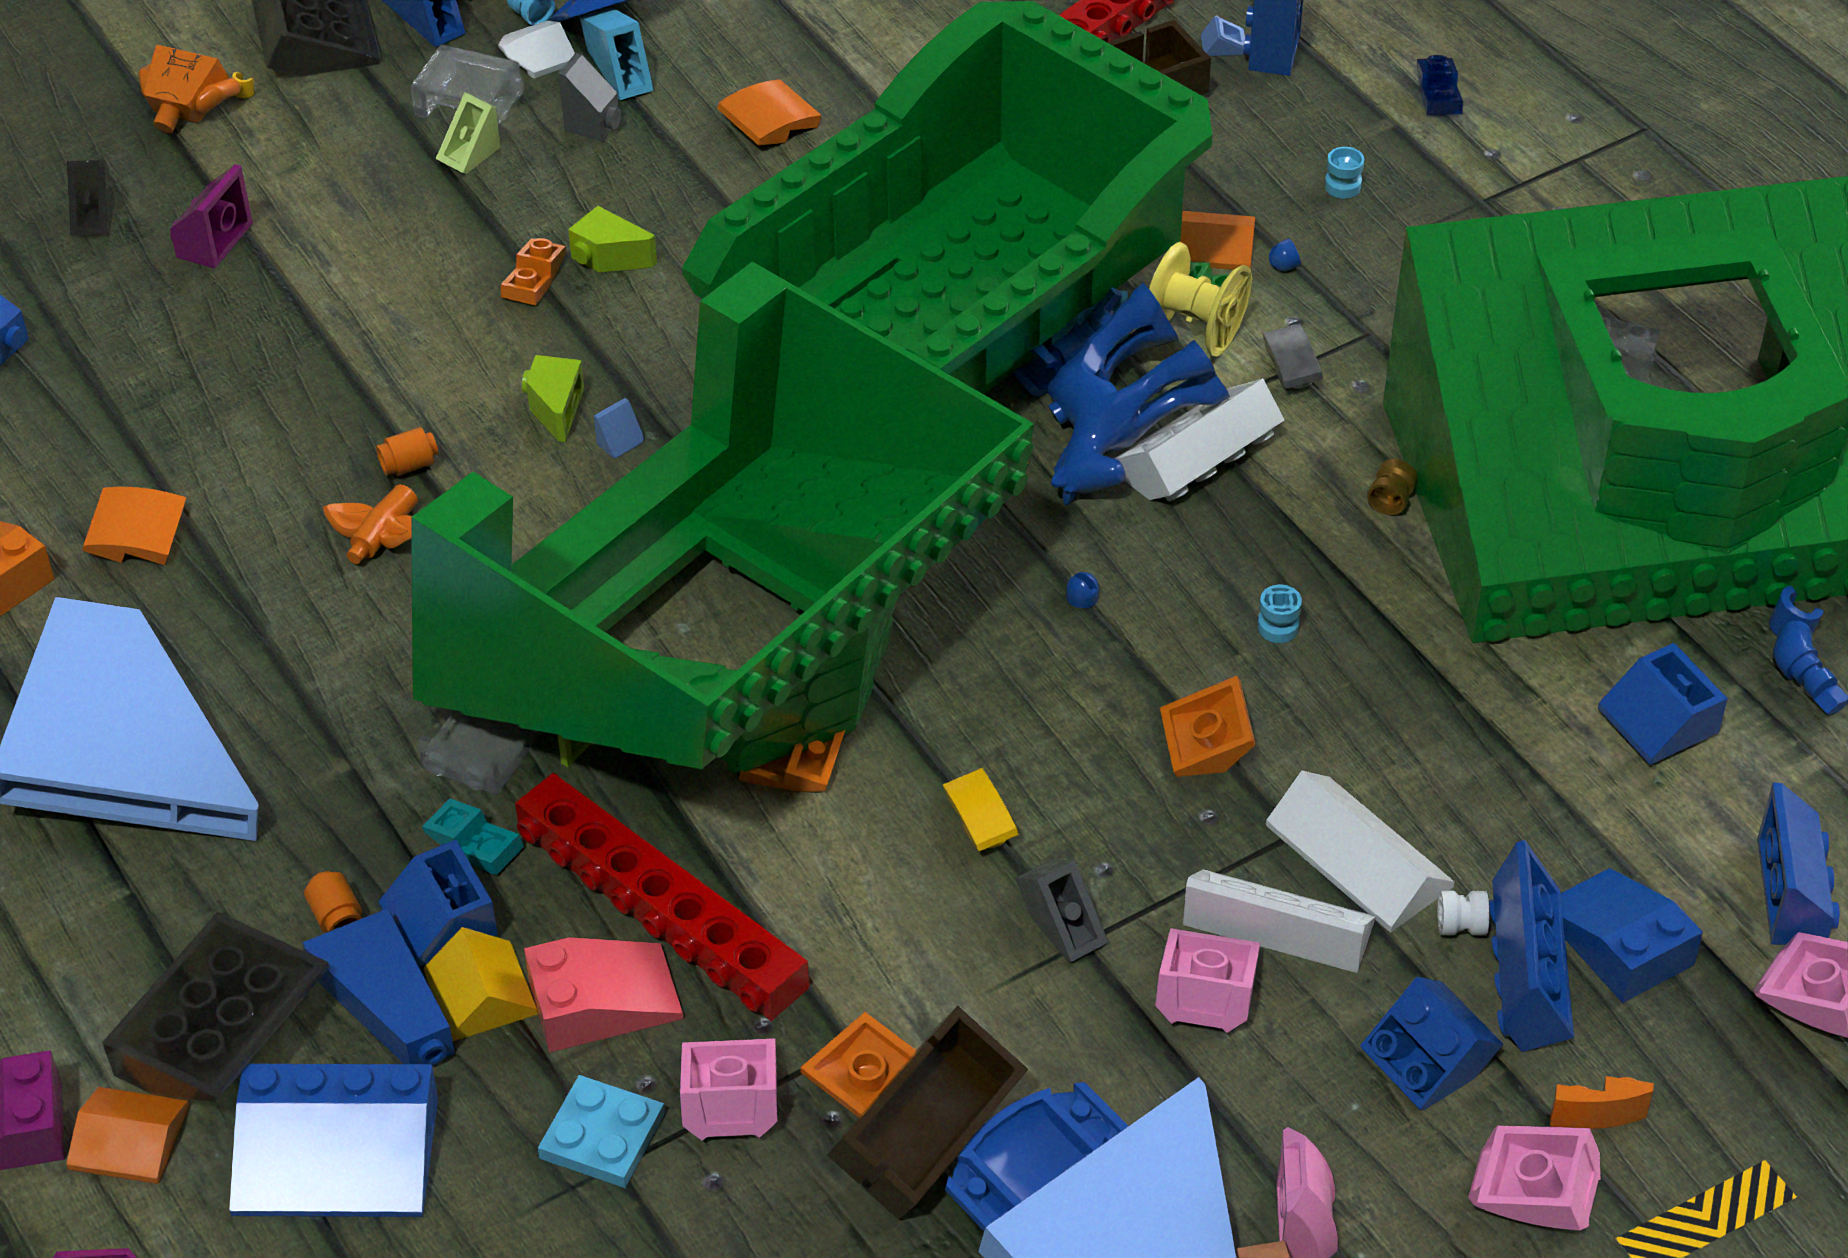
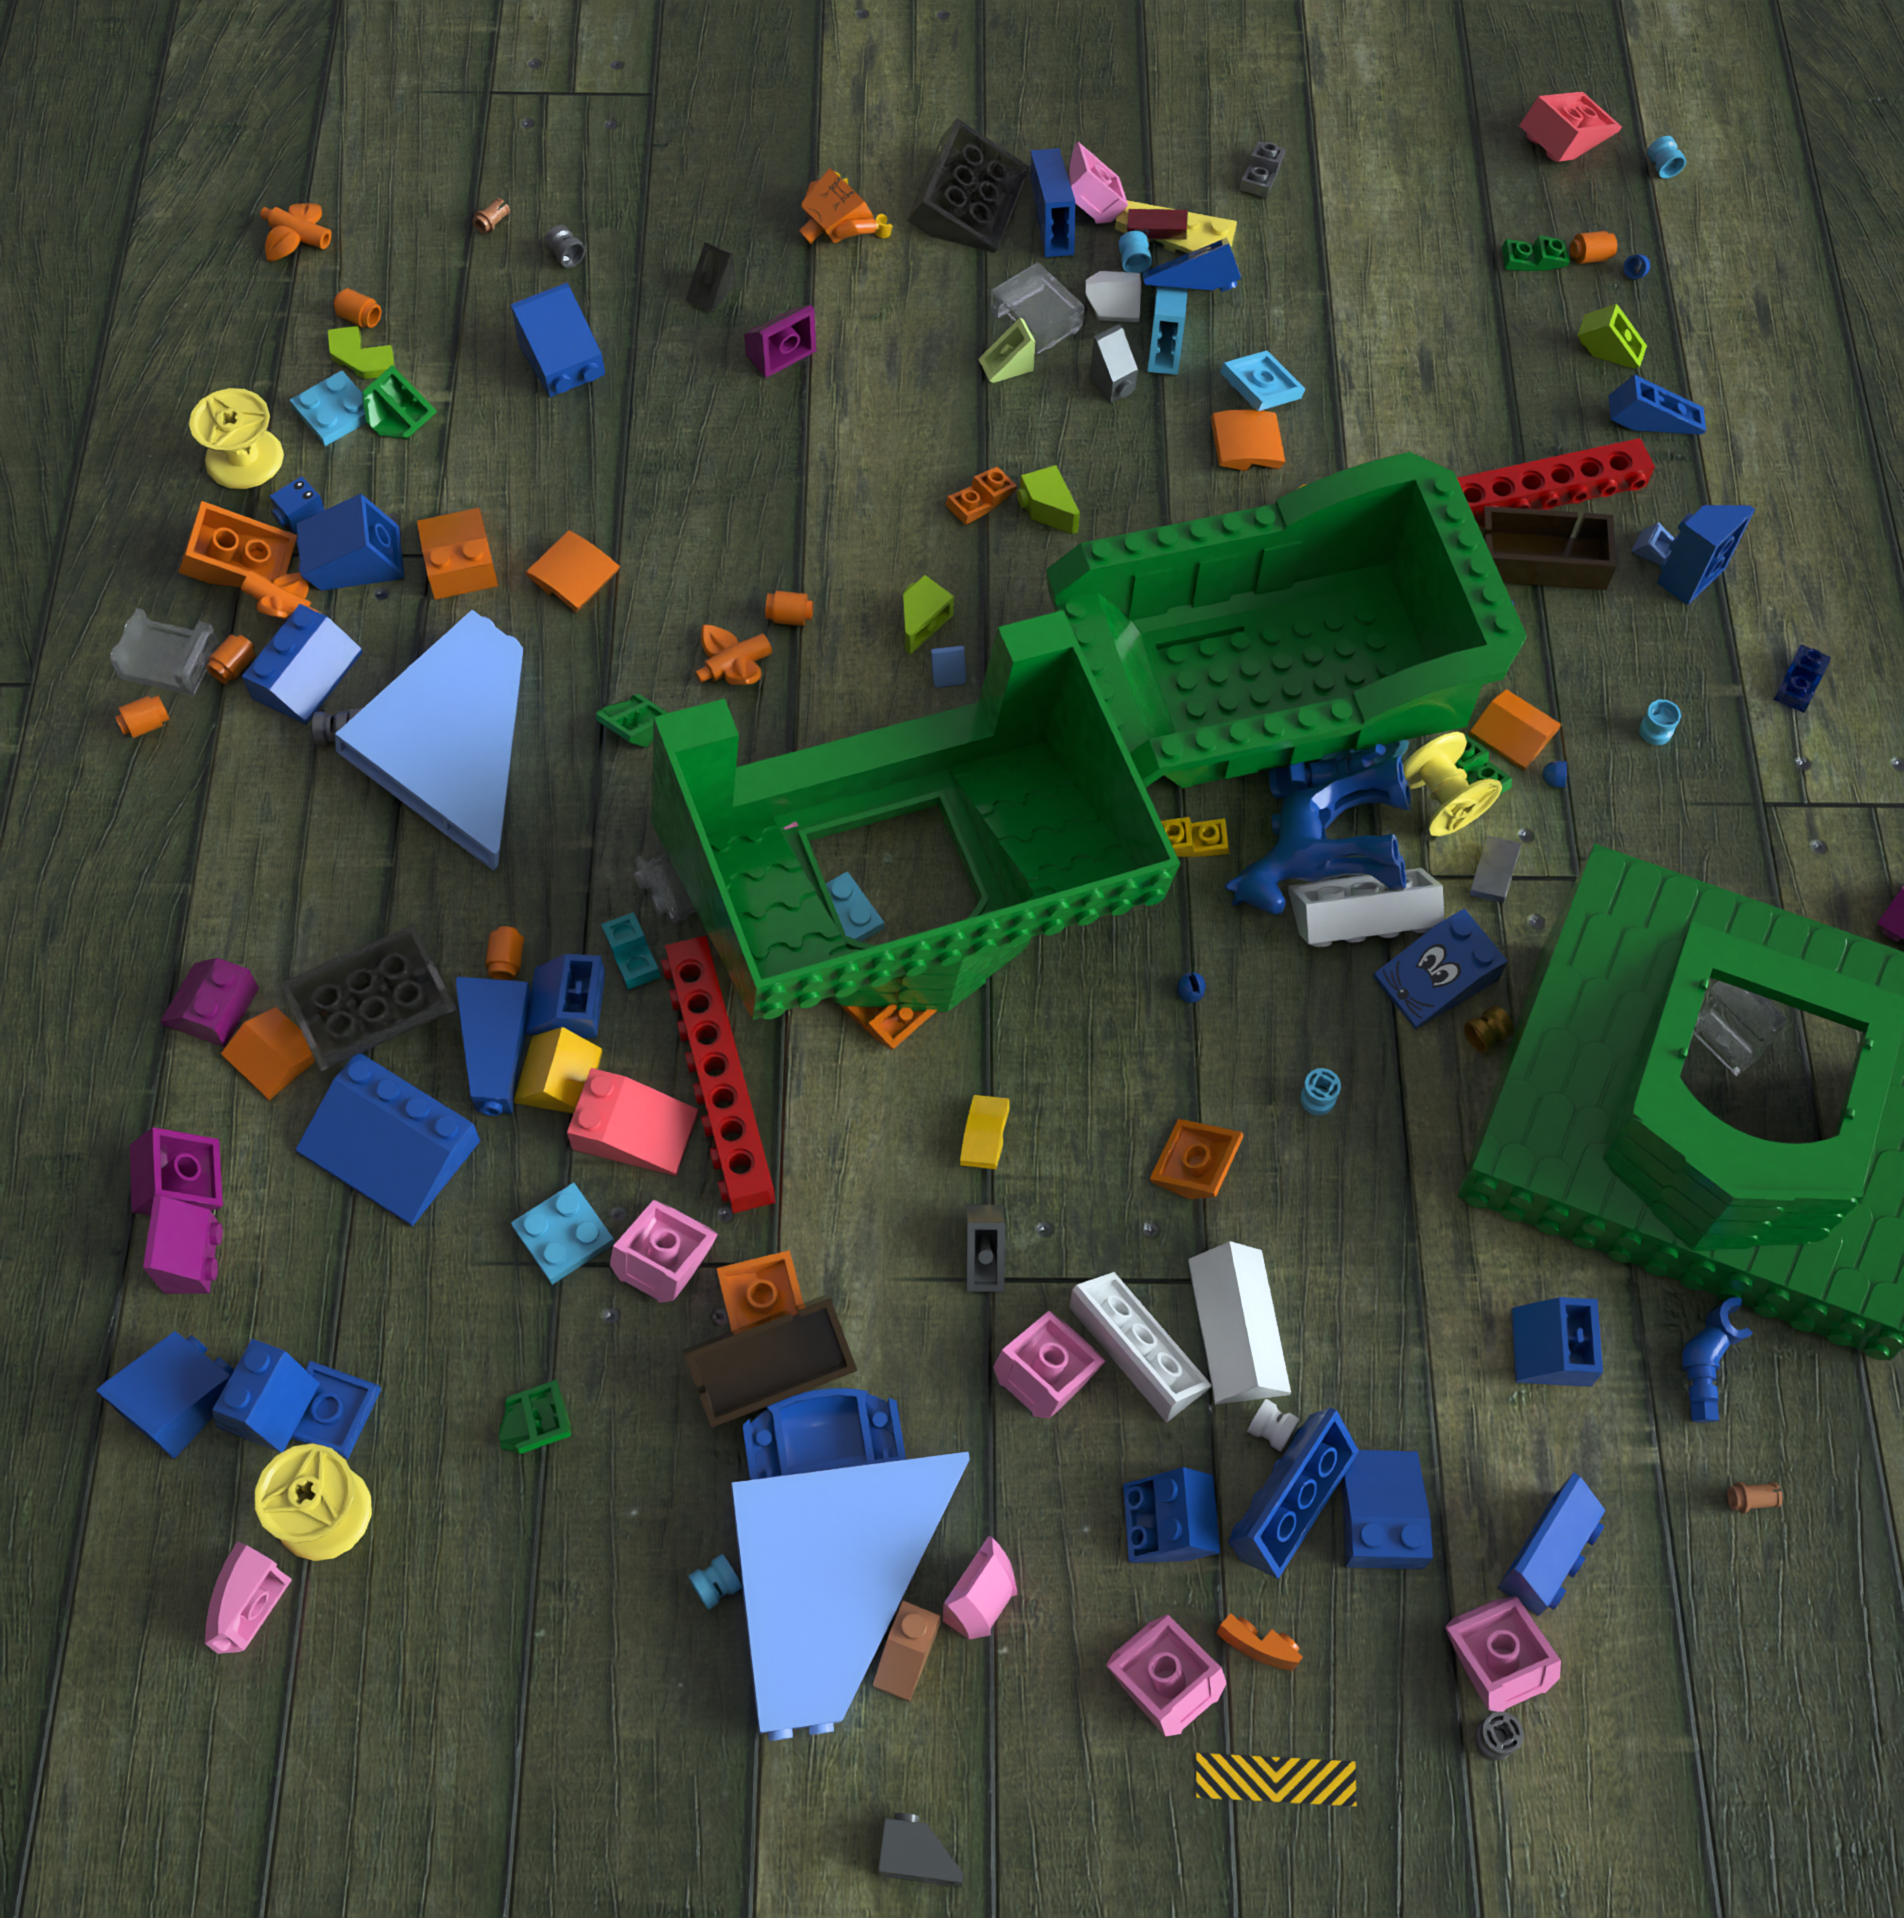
camera: 30 degrees right, 15 degrees up
(313, 627) = (631, 719): none -> green slope
(746, 56) = (1262, 380): none -> medium azure plate
(1310, 458) = (1441, 969): none -> blue slope

